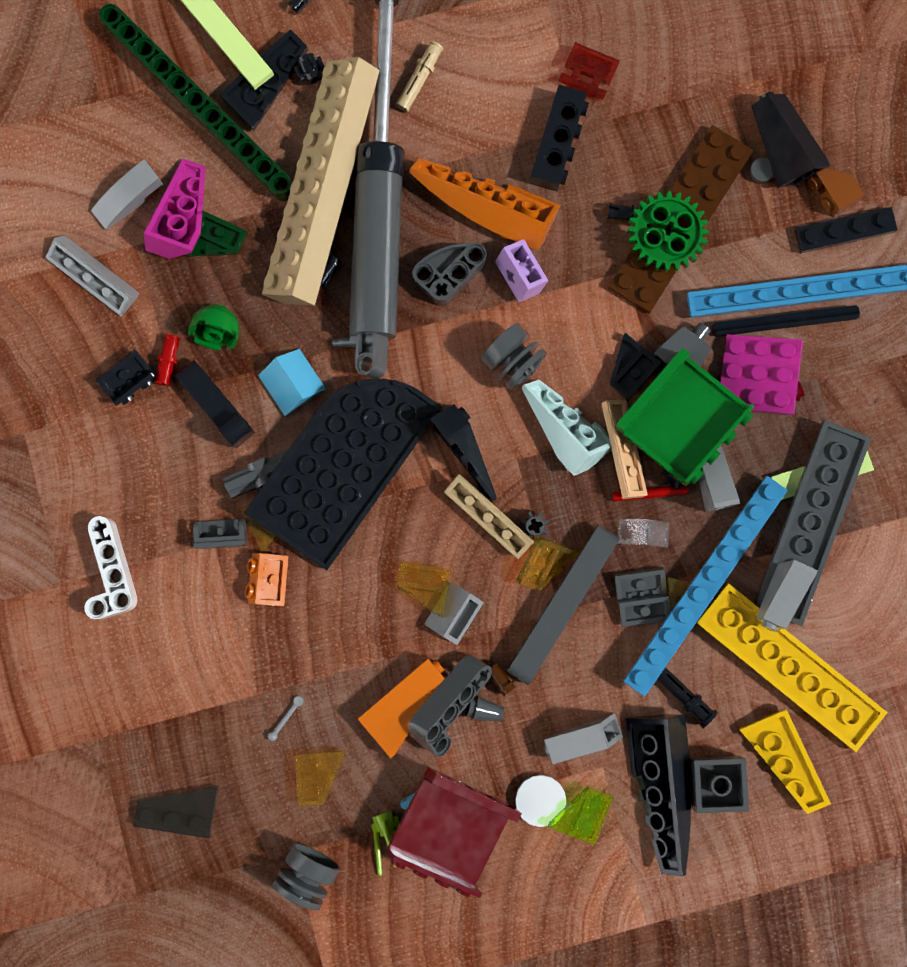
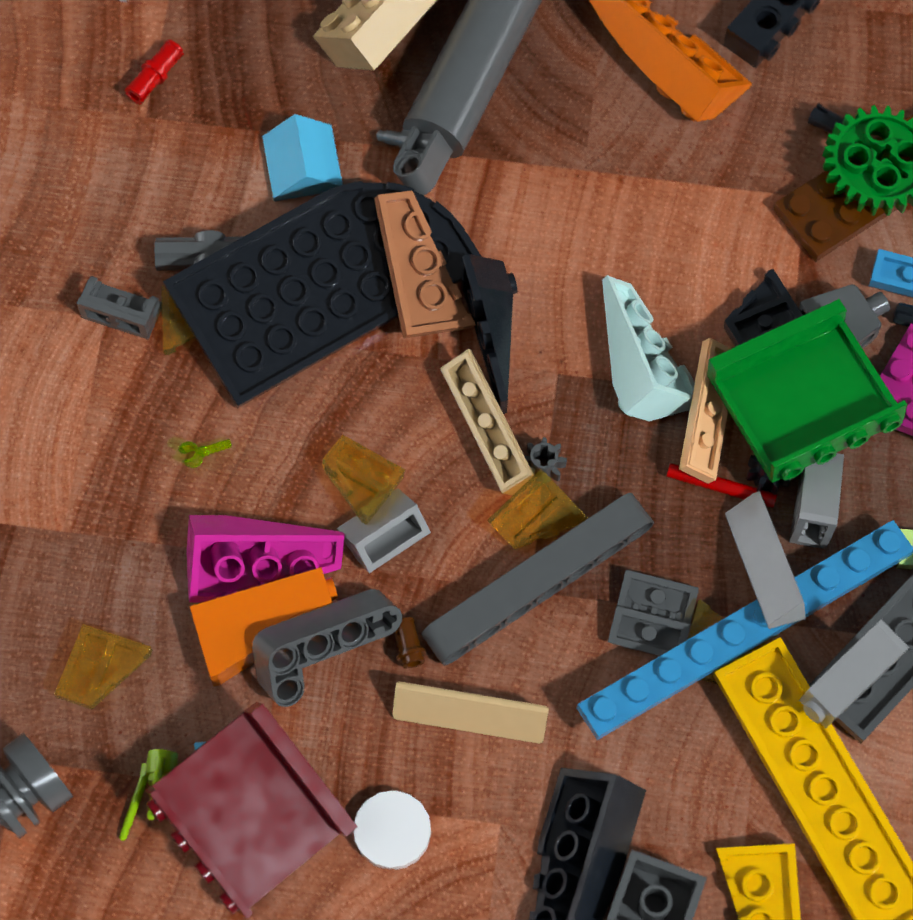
camera: 20 degrees right, 15 degrees down
(126, 378) = (92, 70): black bracket -> none
(214, 327) = (233, 54): green cylinder -> none
(215, 404) = (190, 147): black beam -> none
(267, 579) = (154, 386): orange bracket -> none
(298, 701) = (119, 562): light grey hinge -> none
(316, 608) = (201, 452): none -> clear neon green hand
(330, 269) = (412, 45): black pin -> none
(373, 666) = (242, 553): none -> dark pink wedge
(406, 438) = (418, 274): none -> nougat wing
(442, 264) = (564, 93): dark grey beam -> none
(484, 710) = (366, 672): dark grey cone -> none
(513, 356) = (608, 232): dark grey wheel -> none
(521, 270) = (664, 136): lavender brick -> none
(557, 708) = (470, 712): none -> tan slope
(583, 739) = (489, 765): light grey slope -> none
(583, 815) = (443, 873): clear neon green wing -> none
(643, 532) = (691, 530): clear slope -> none
(692, 702) = (663, 781): black pin -> none
(700, 539) = (765, 562): none -> light grey slope

